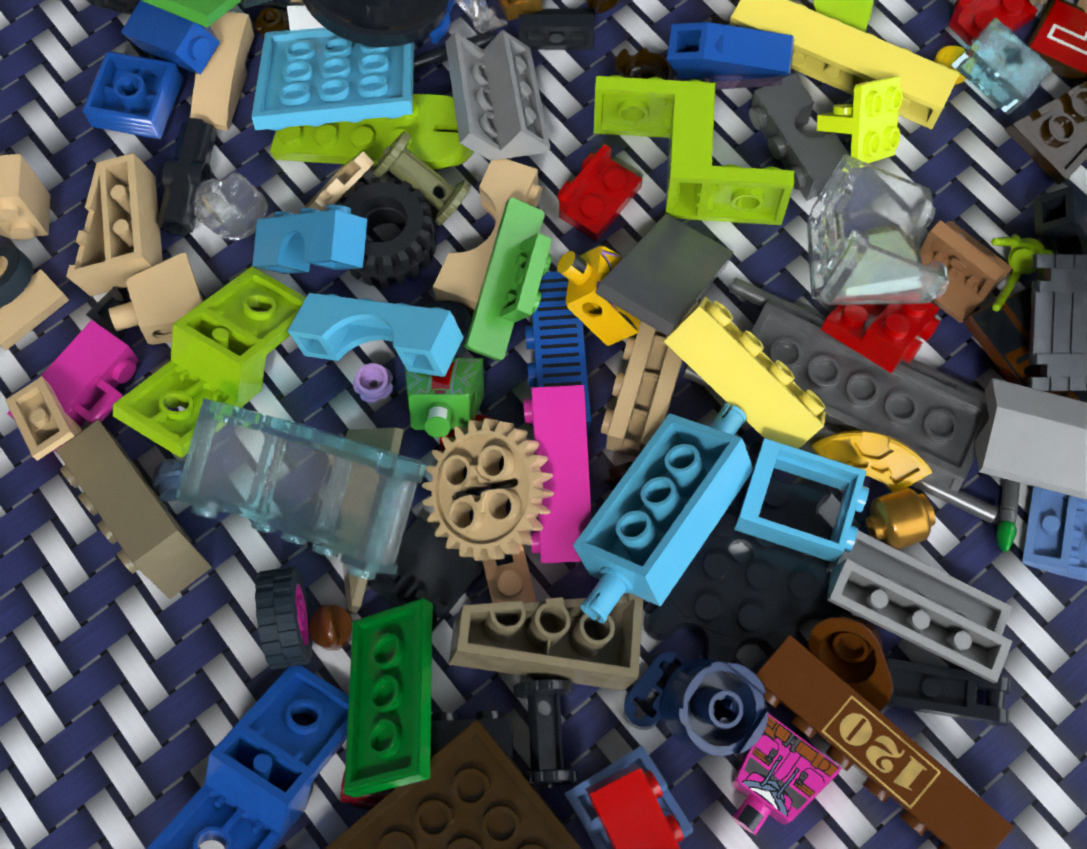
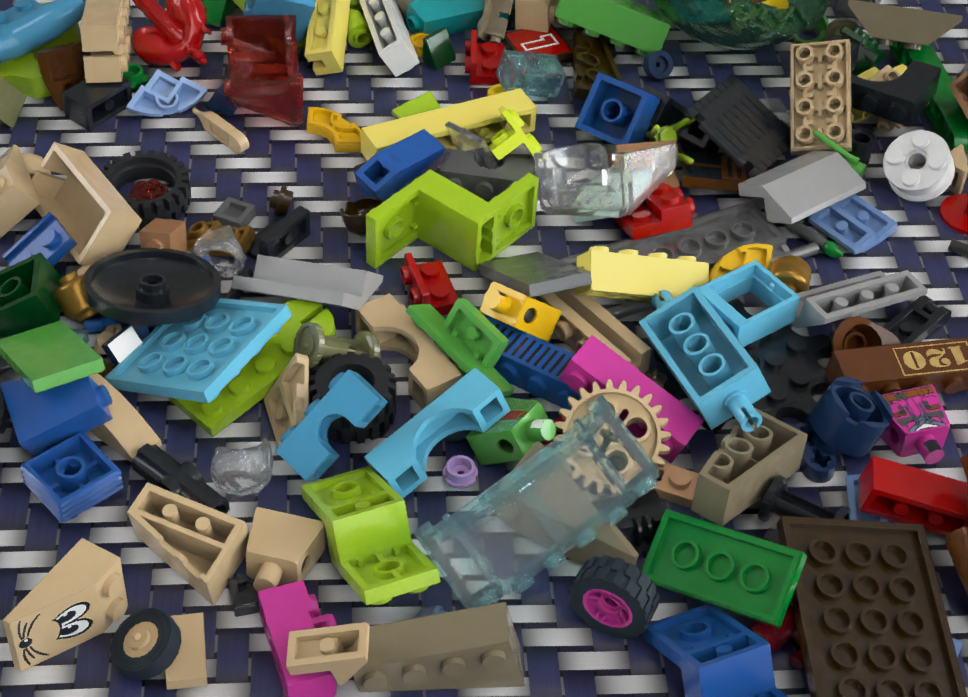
camera: 60 degrees left, 25 degrees down
(819, 90) = (468, 141): none -> clear piece
(1006, 187) = (617, 111): none -> blue brick

